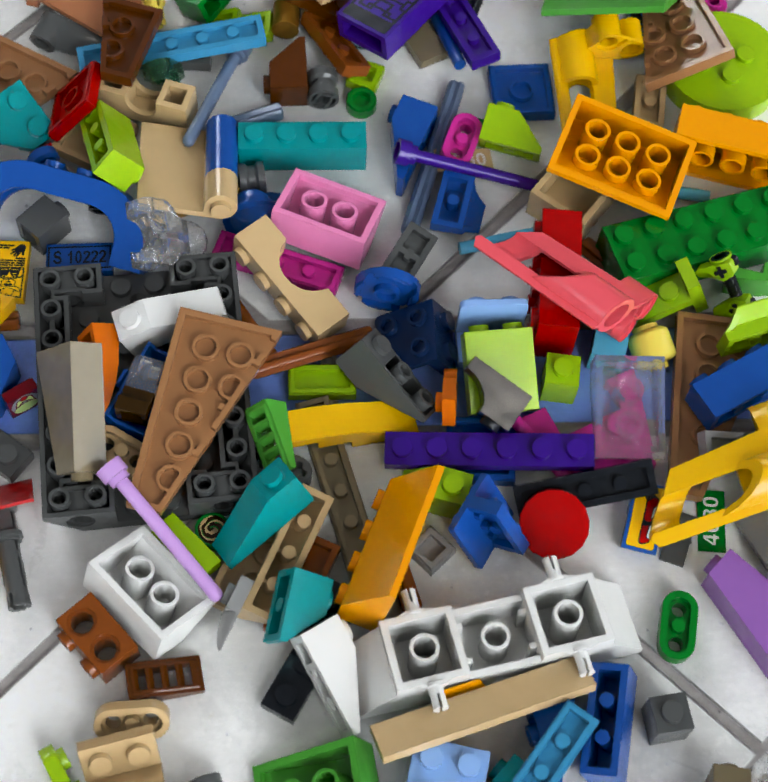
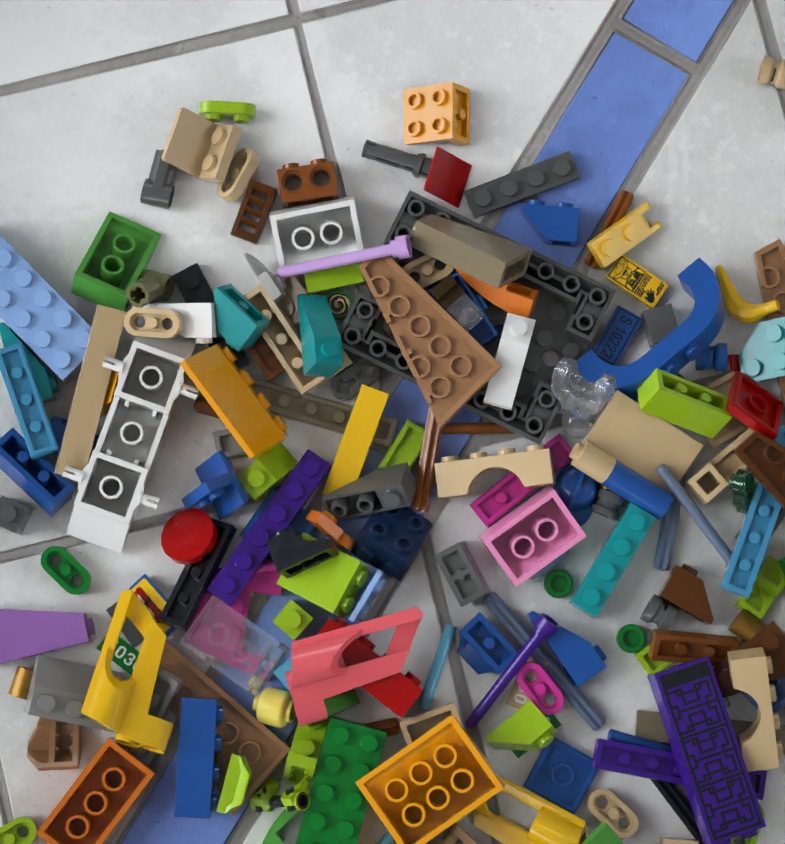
camera: 130 degrees right, 20 degrees up
(21, 398) = (521, 229): dark red tile -> none
(270, 425) = (370, 377): bright green slope -> none
(325, 725) = (150, 287): none -> olive piece
(356, 179) = (558, 583): none -> green tile
(365, 686) = (154, 322): none -> tan plate
(387, 288) = (440, 538): blue tile -> none
(523, 38) = (613, 812): none -> tan plate

